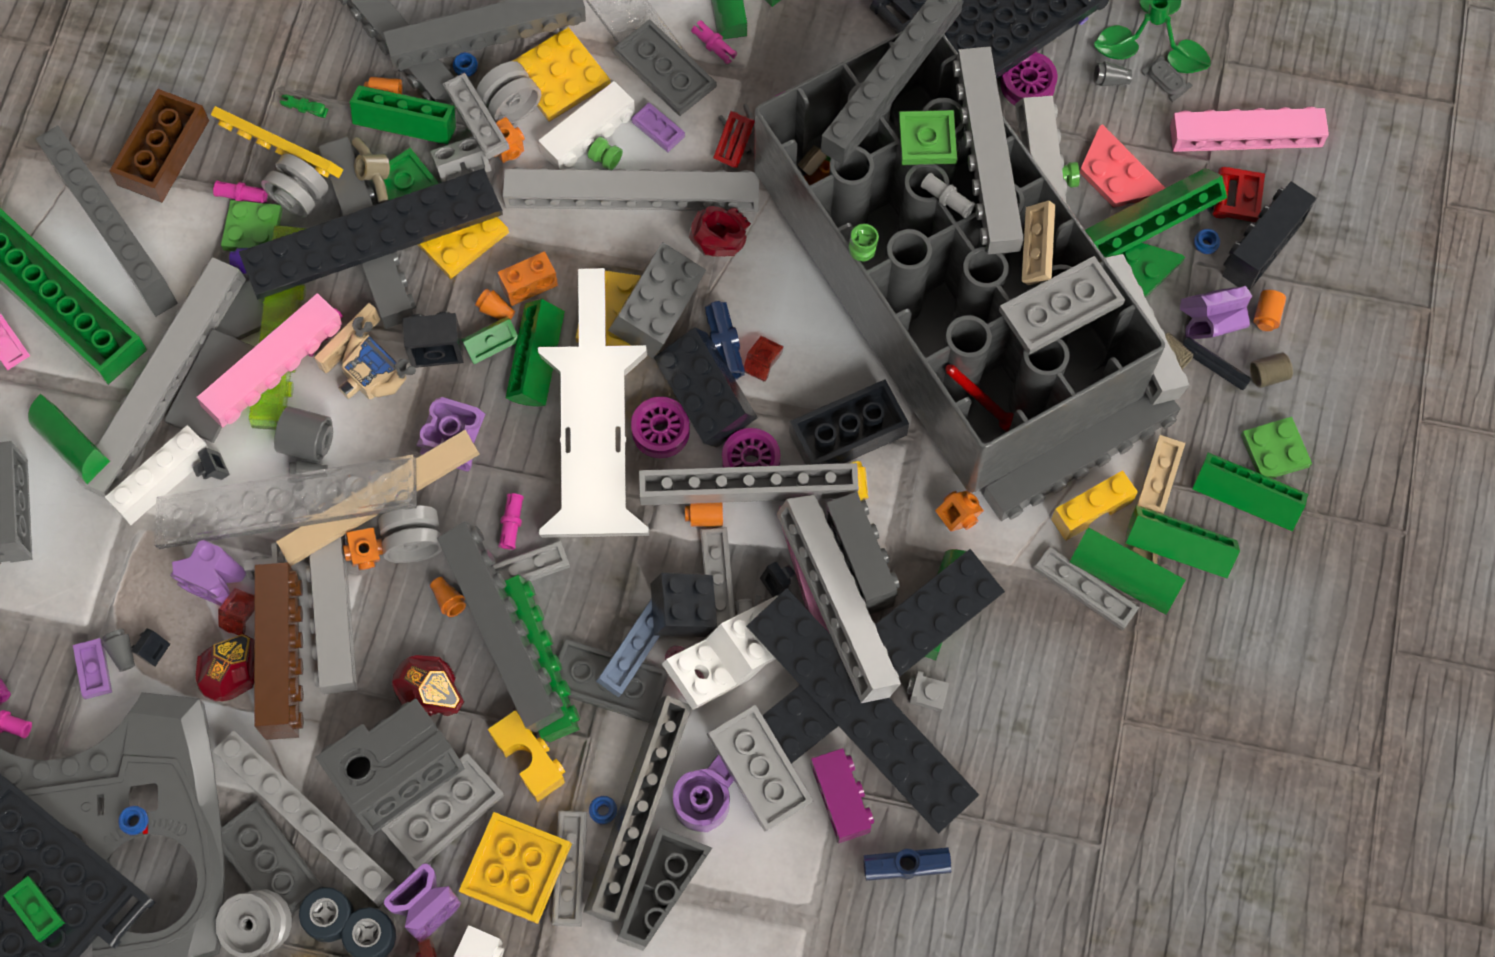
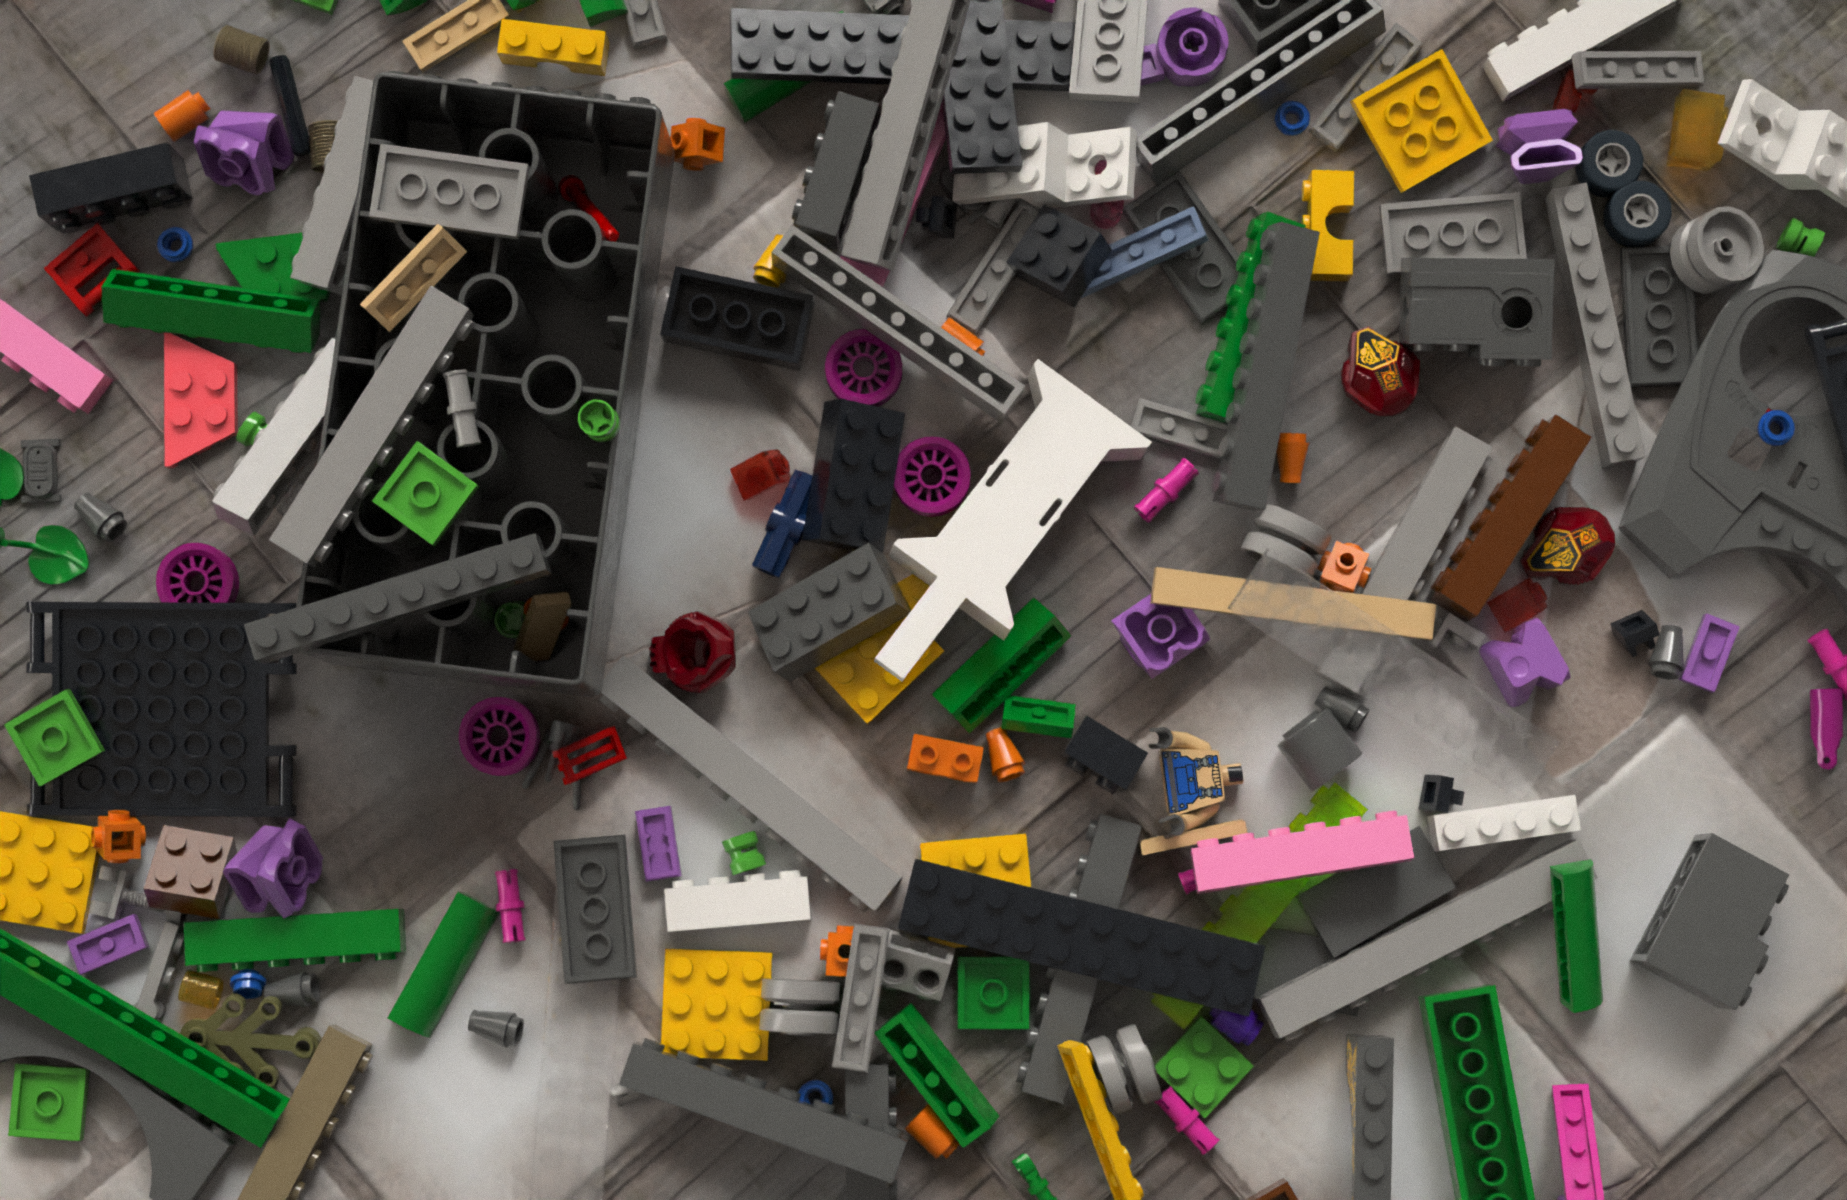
camera: 140 degrees left, 15 degrees up
(372, 167) = (1024, 1022): dark tan piece -> none

